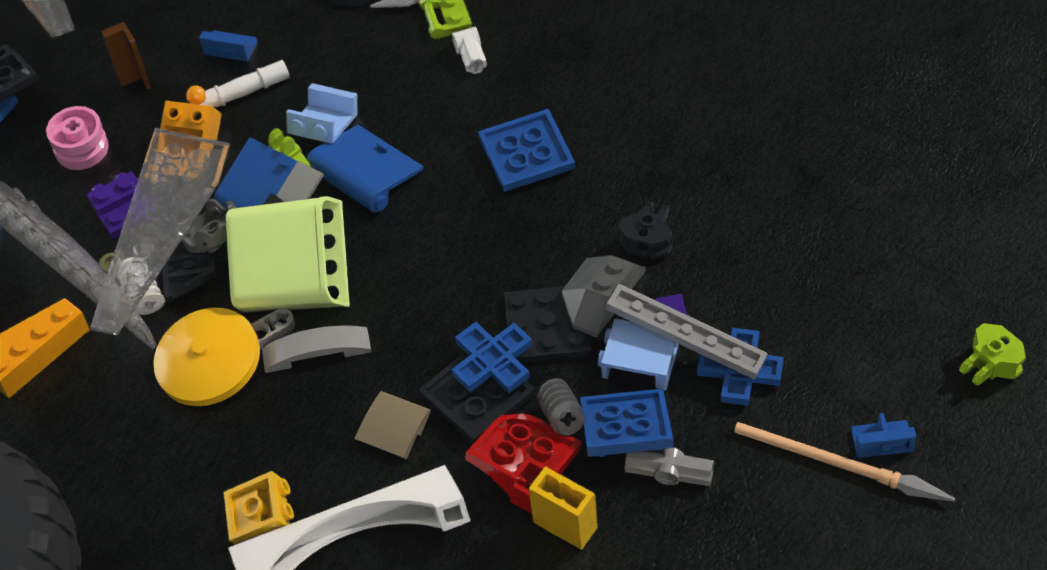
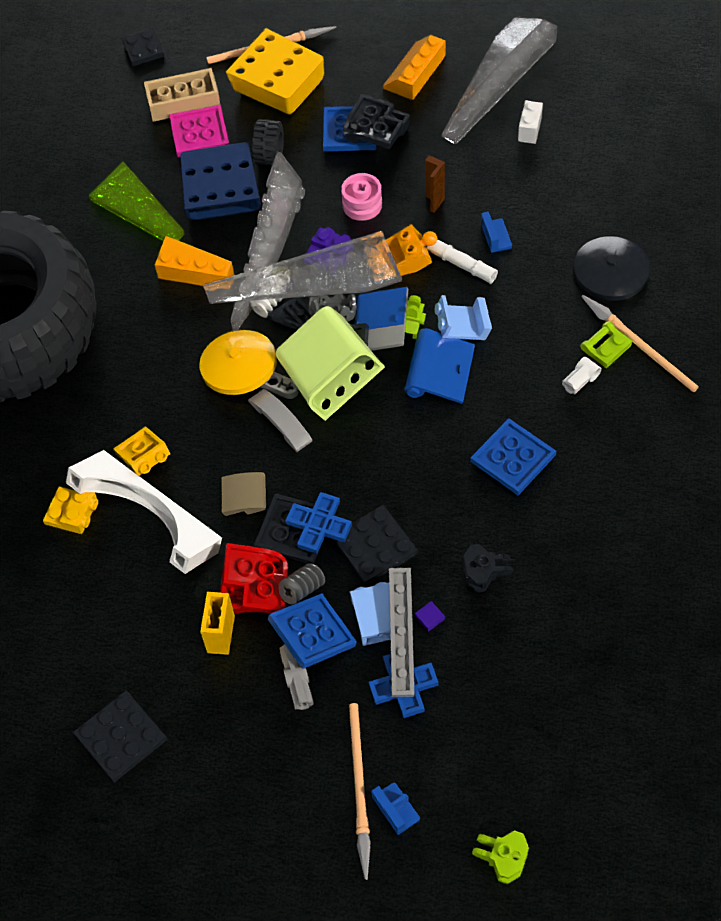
camera: 60 degrees right, 5 degrees up
(592, 288) = (425, 557): dark grey wedge -> none

